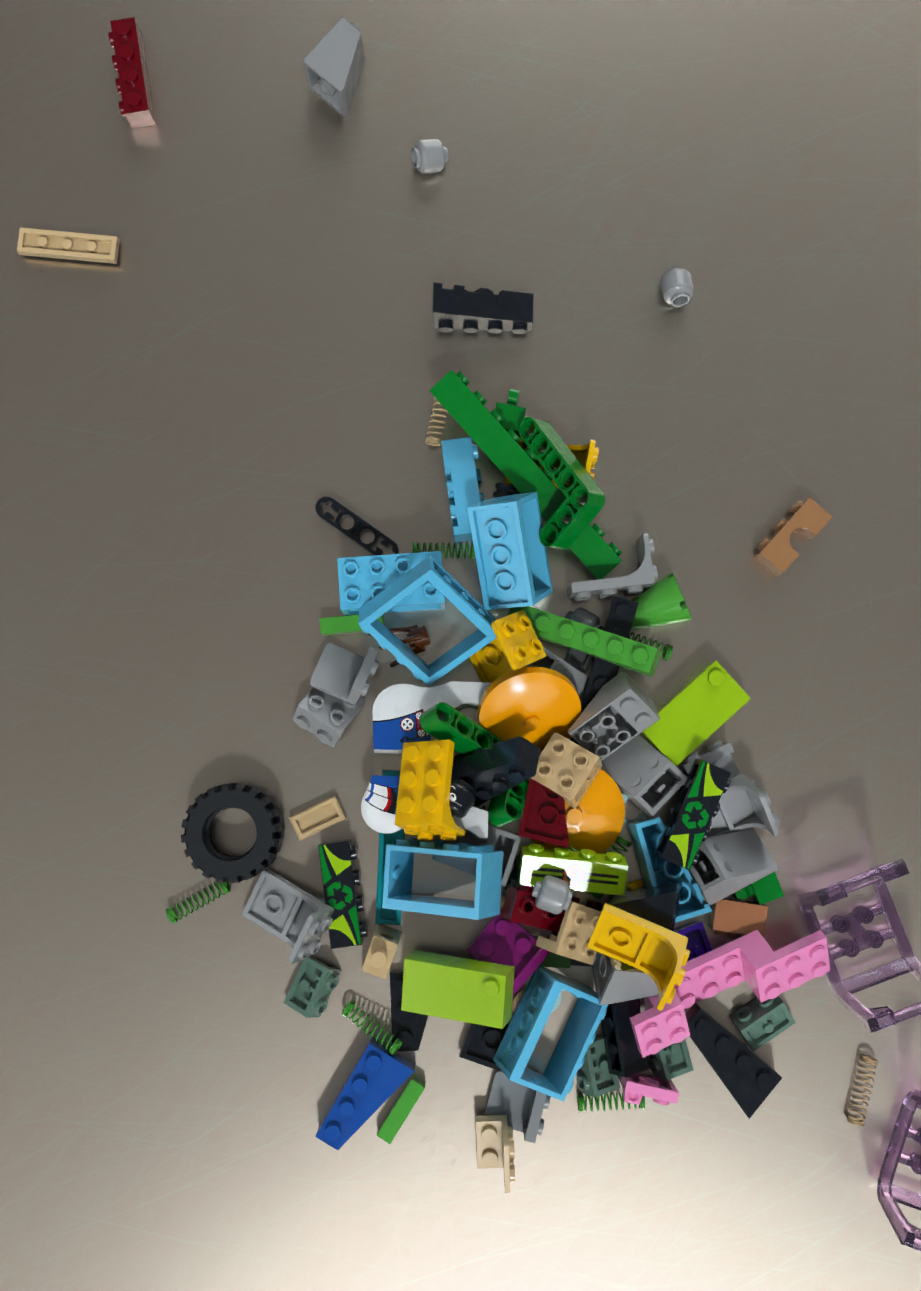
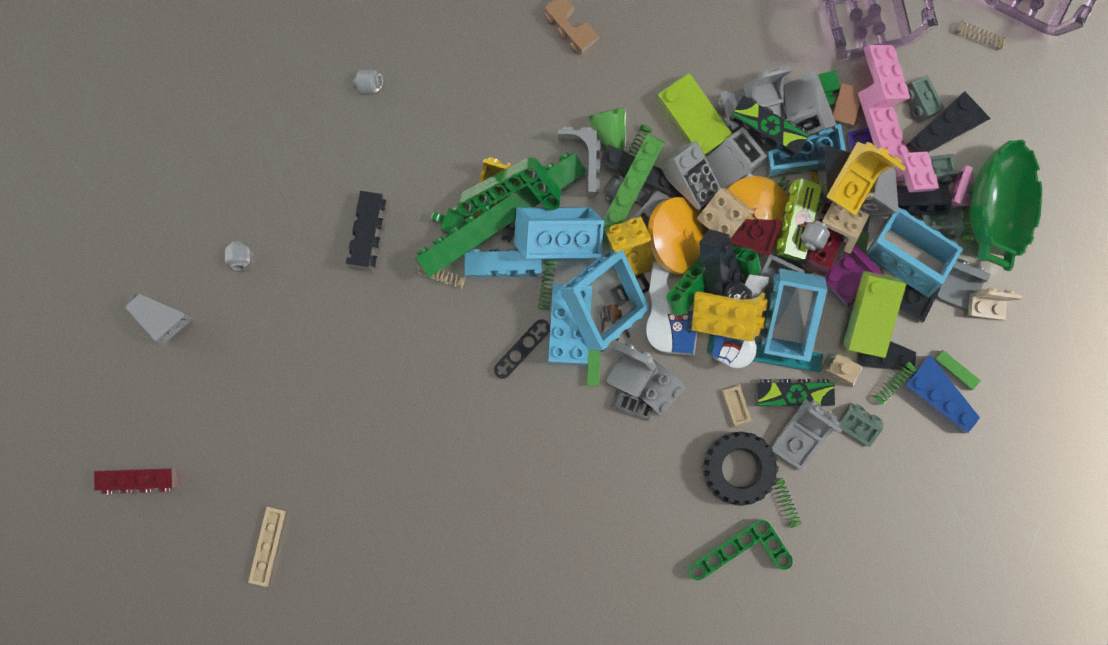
camera: 85 degrees left, 0 degrees up
(130, 845) = (739, 548): none -> green beam
(293, 679) = (617, 399): none -> black slope
(446, 637) = (616, 296): none -> black slope
(633, 1154) = (1006, 203): none -> green windscreen

